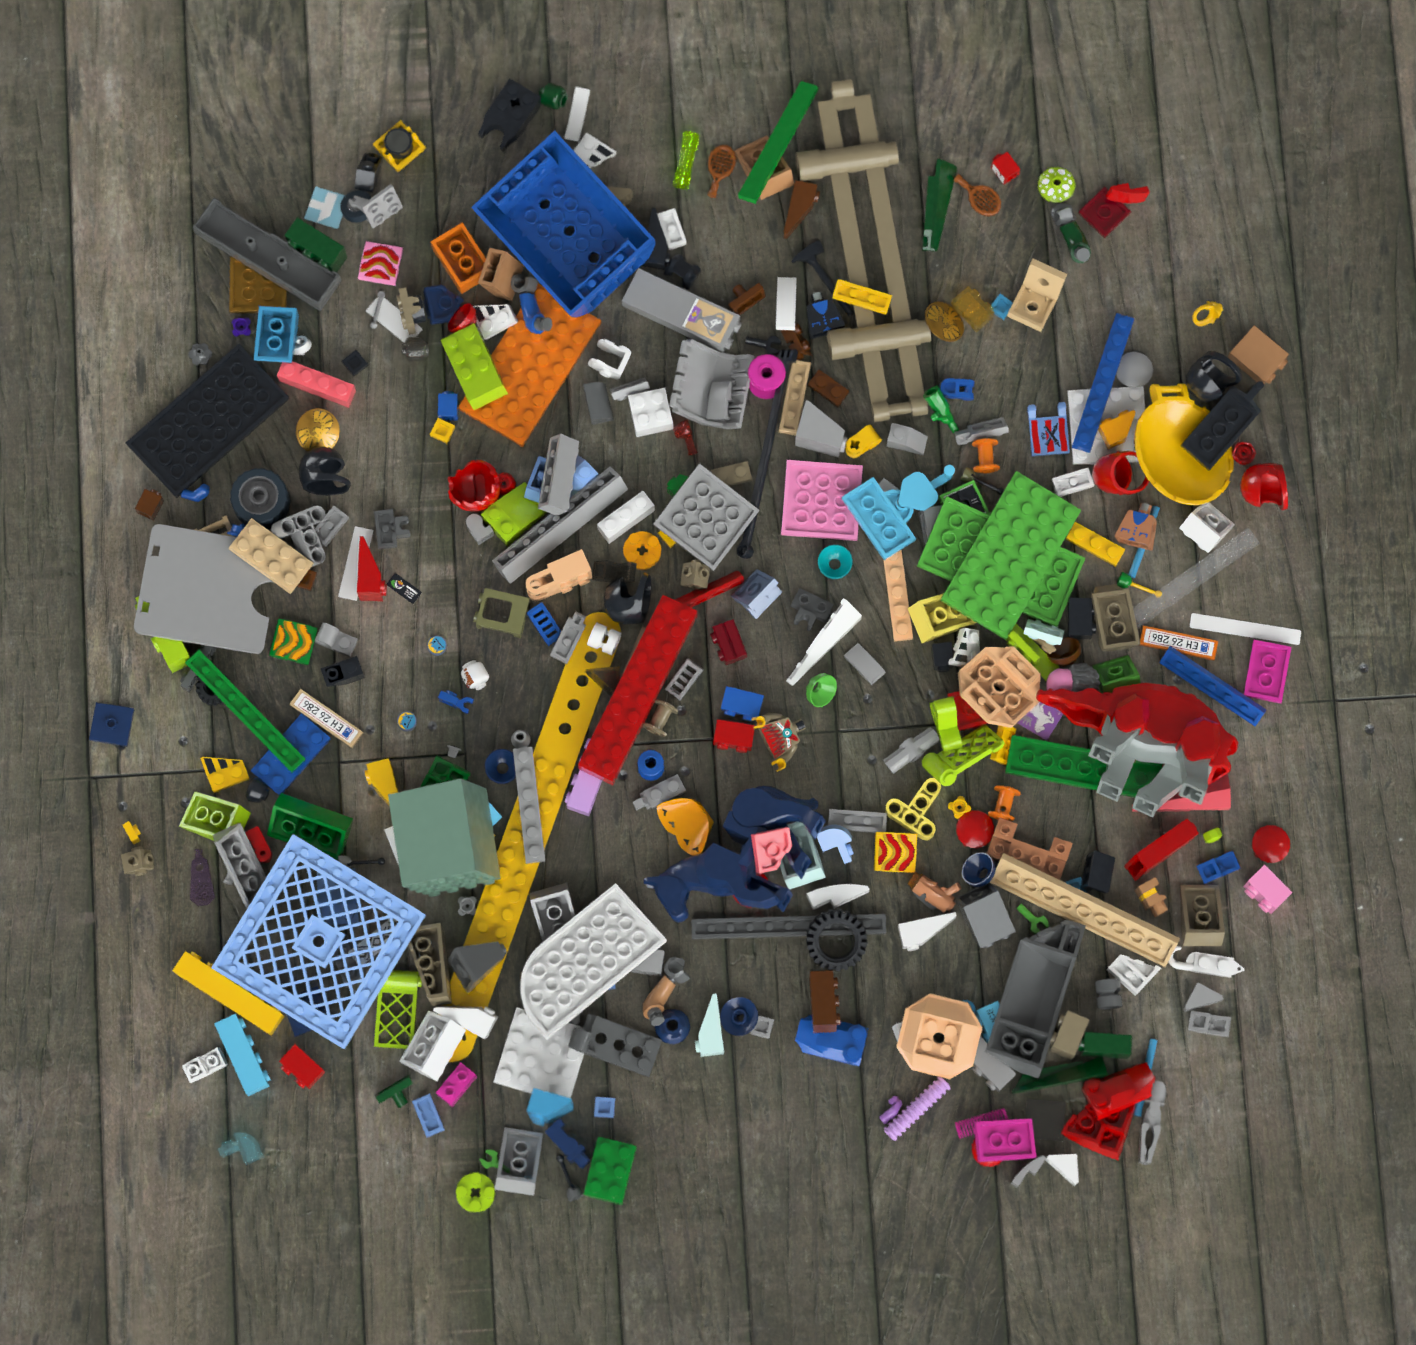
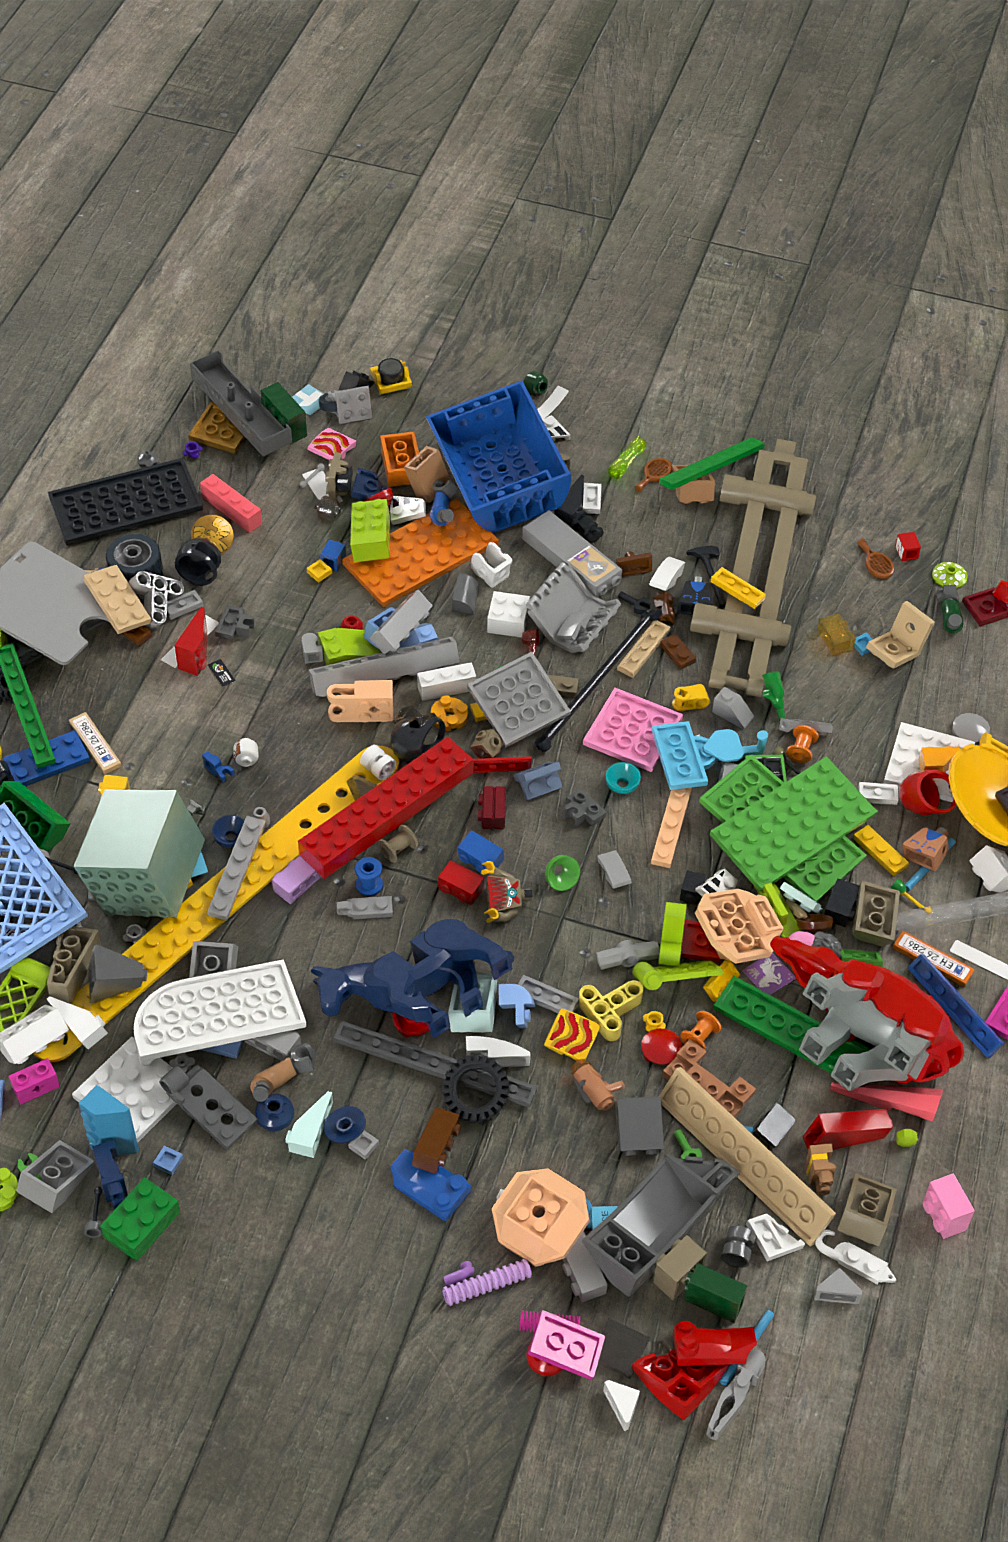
camera: 20 degrees right, 25 degrees down
(149, 504) = (42, 536): reddish brown brick -> none
(196, 495) = (84, 548): blue arm -> none
(276, 334) = (217, 456): dark azure slope -> none
(293, 641) = (100, 676): slope -> none
(302, 345) = (232, 475): white hat -> none
(335, 640) = (135, 684): light grey plate -> none
(343, 672) = (130, 710): black slope -> none
(354, 363) = (271, 502): black plate -> none
(407, 721) = (165, 769): tile -> none
(436, 645) = (225, 722): tile -> none
(474, 486) = (323, 612): red piece -> none
(507, 119) = (492, 377): black brick -> none
(517, 615) = (307, 724): olive window -> none
(541, 607) = (328, 726): blue slope -> none
(568, 638) = (346, 753): light grey hinge -> none
(622, 392) = (487, 592): light grey plate -> none
(689, 823) = (382, 935): light orange piece -> none
(693, 665) = (438, 815): light grey slope -> none
(765, 366) = (625, 615): dark pink hose -> none
(770, 848) = (446, 971): coral plate -> none
(801, 204) = (711, 516): reddish brown slope -> none
(819, 432) = (653, 674): light grey slope -> none
(836, 628) = (601, 829): white wedge -> none
(920, 931) = (570, 1115): white slope -> none
(936, 619) = (701, 854): light yellow slope -> none
(937, 202) = (835, 552): dark green wedge -> none
(944, 321) = (806, 634): shield -> none
(950, 389) = (791, 687): blue plate -> none
(974, 866) = (650, 1080): dark blue piece -> none
(1032, 1168) = (585, 1389): light grey slope -> none
(1048, 434) = (868, 750): flag -> none
(1062, 1075) = (652, 1309): dark green wedge -> none
(1103, 383) = (936, 724): blue plate -> none
(1209, 1024) = (835, 1319): light grey slope -> none
(1218, 867) = (899, 1172): blue slope -> none
(1270, 844) = (968, 1169): red dish -> none

